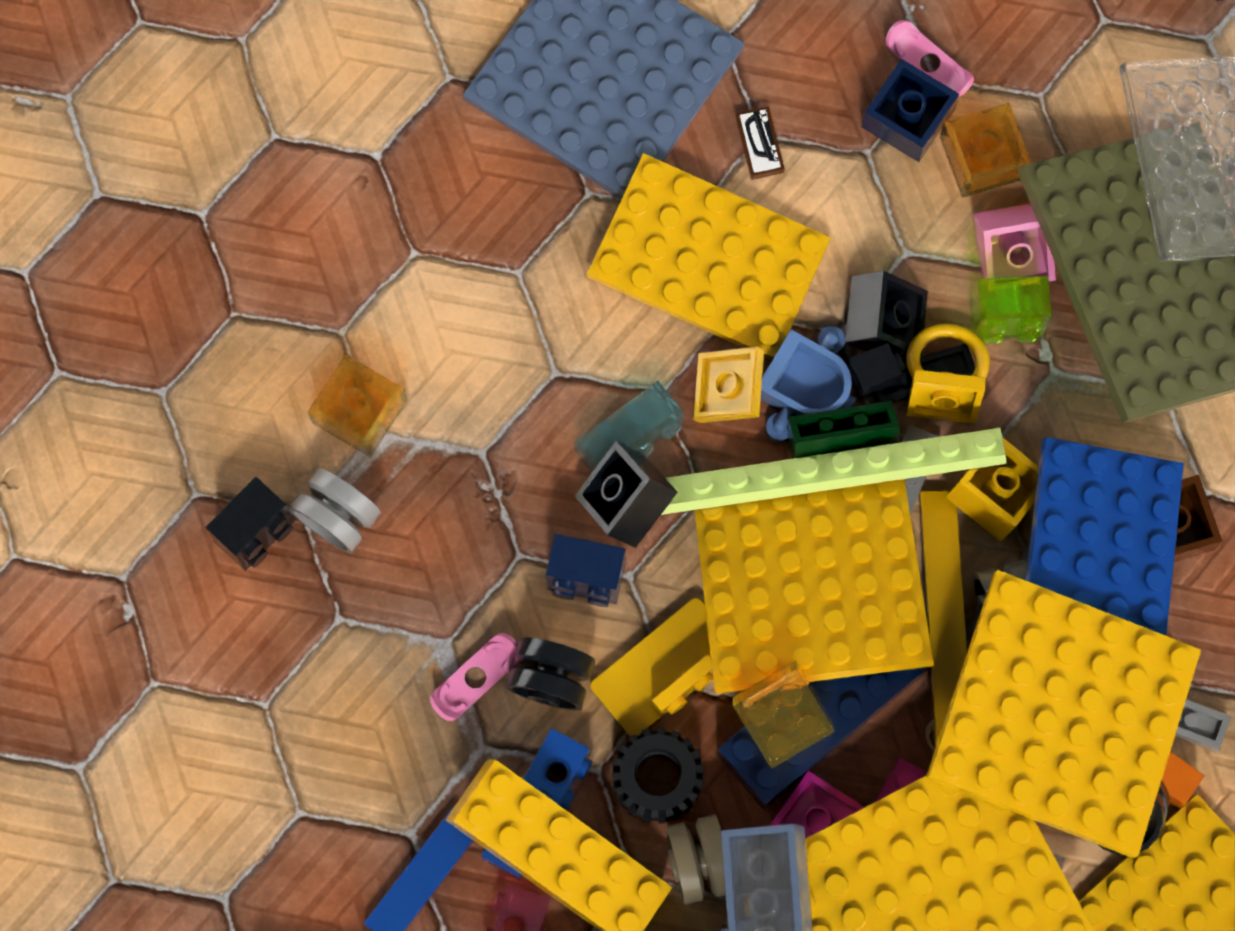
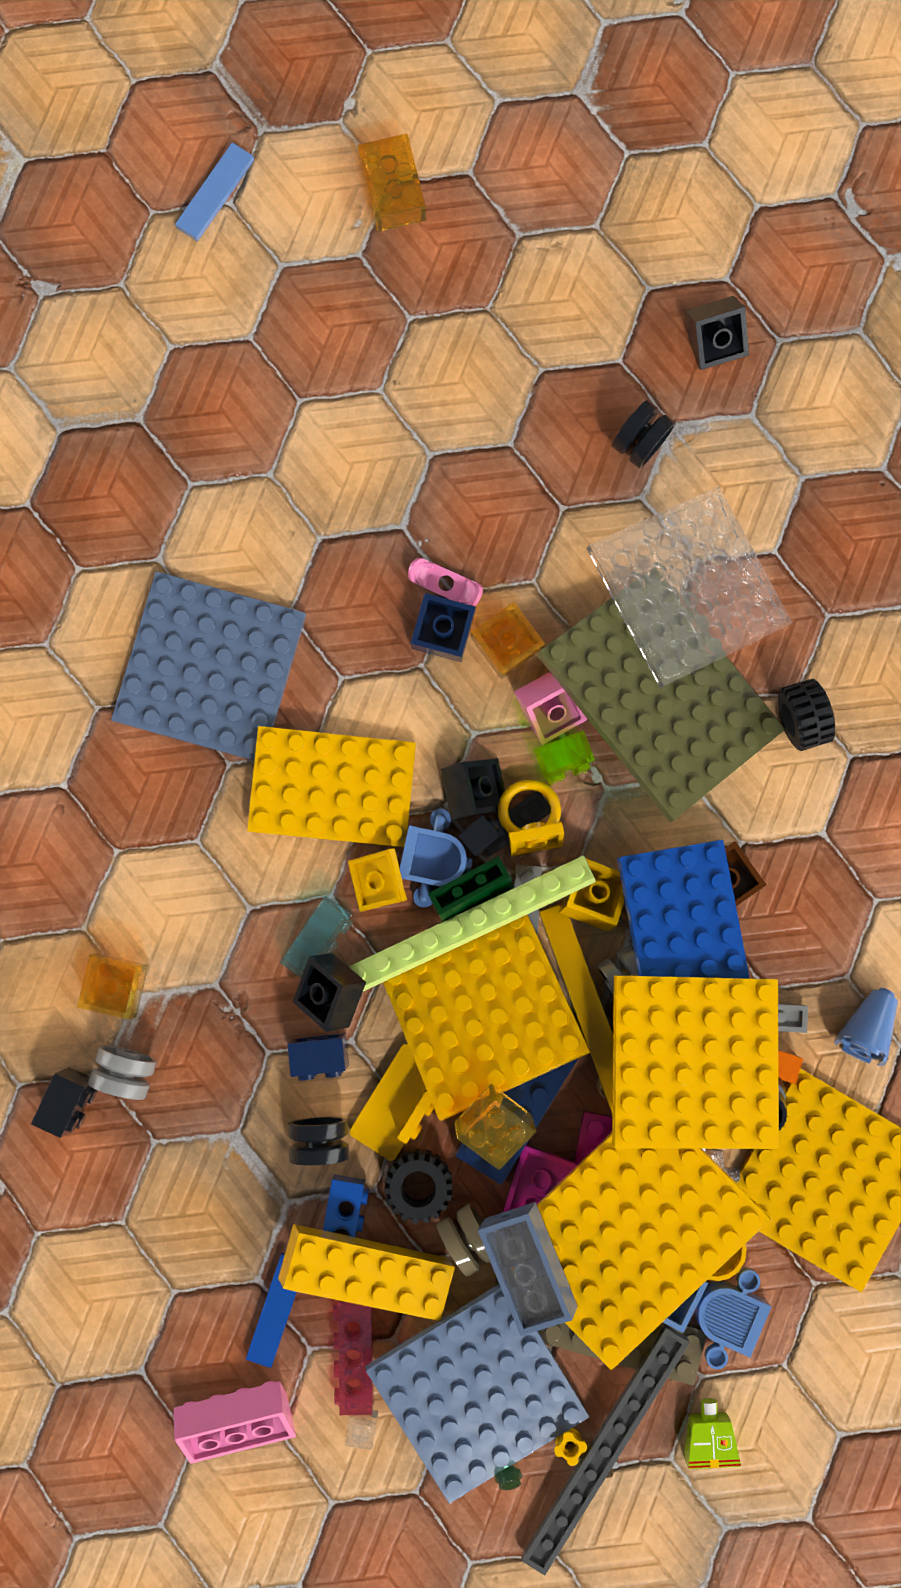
camera: 20 degrees left, 10 degrees up
(494, 658) = (255, 1171): bright pink piece -> none
(759, 143) = (341, 685): tile -> none

